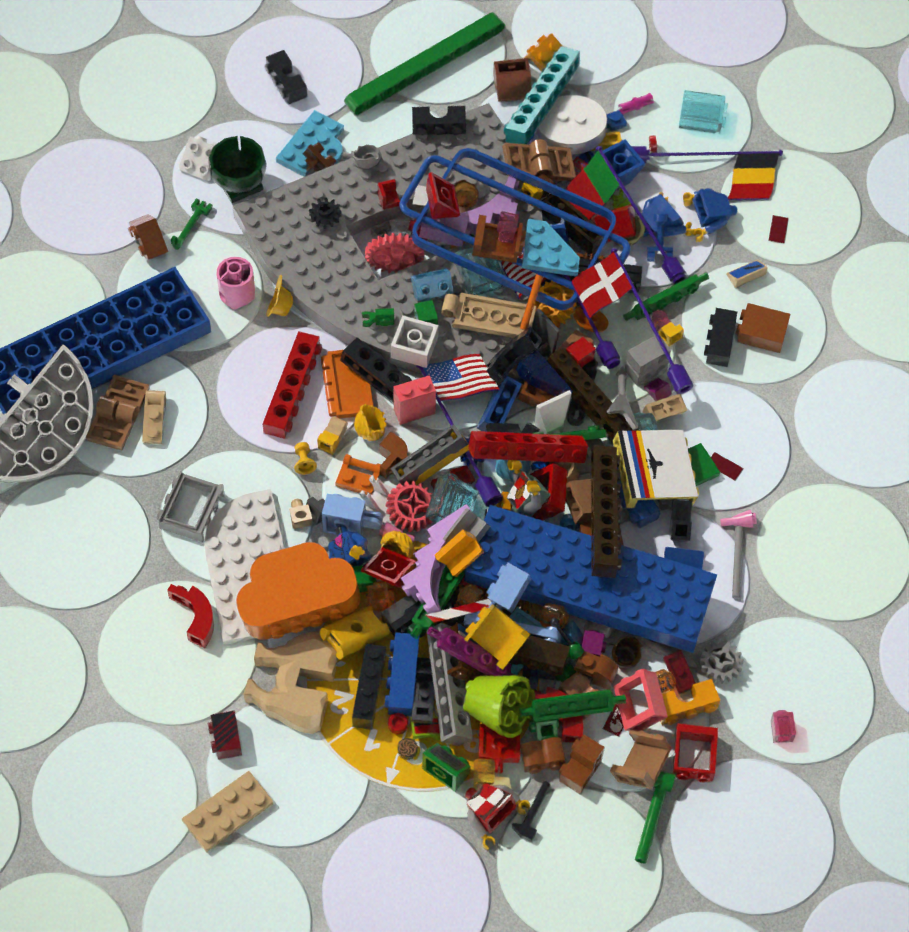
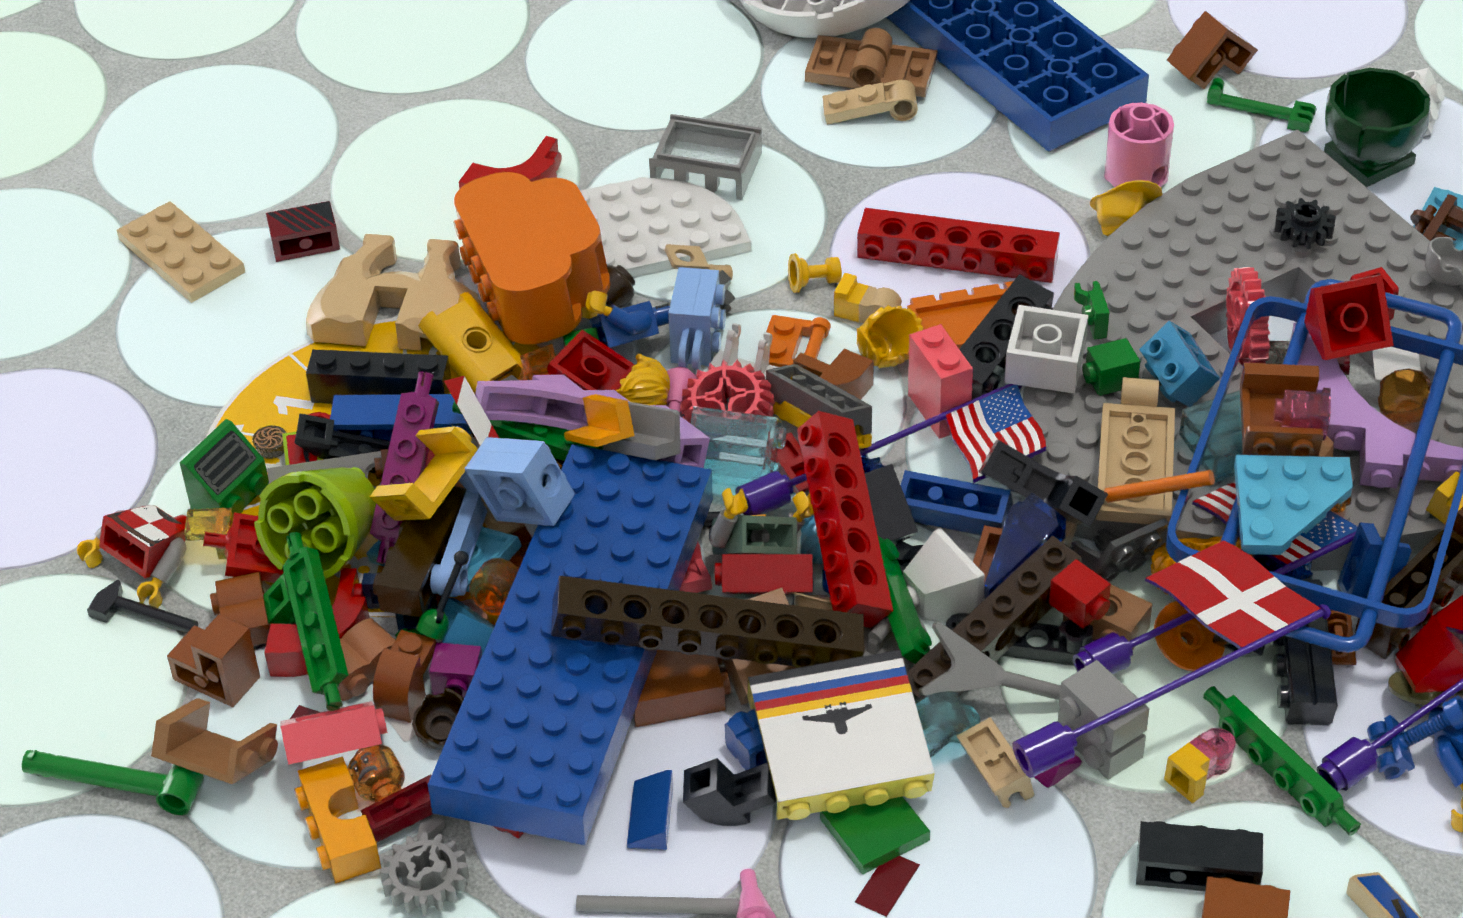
camera: 90 degrees right, 15 degrees down
(701, 734) = (231, 806): red window -> none

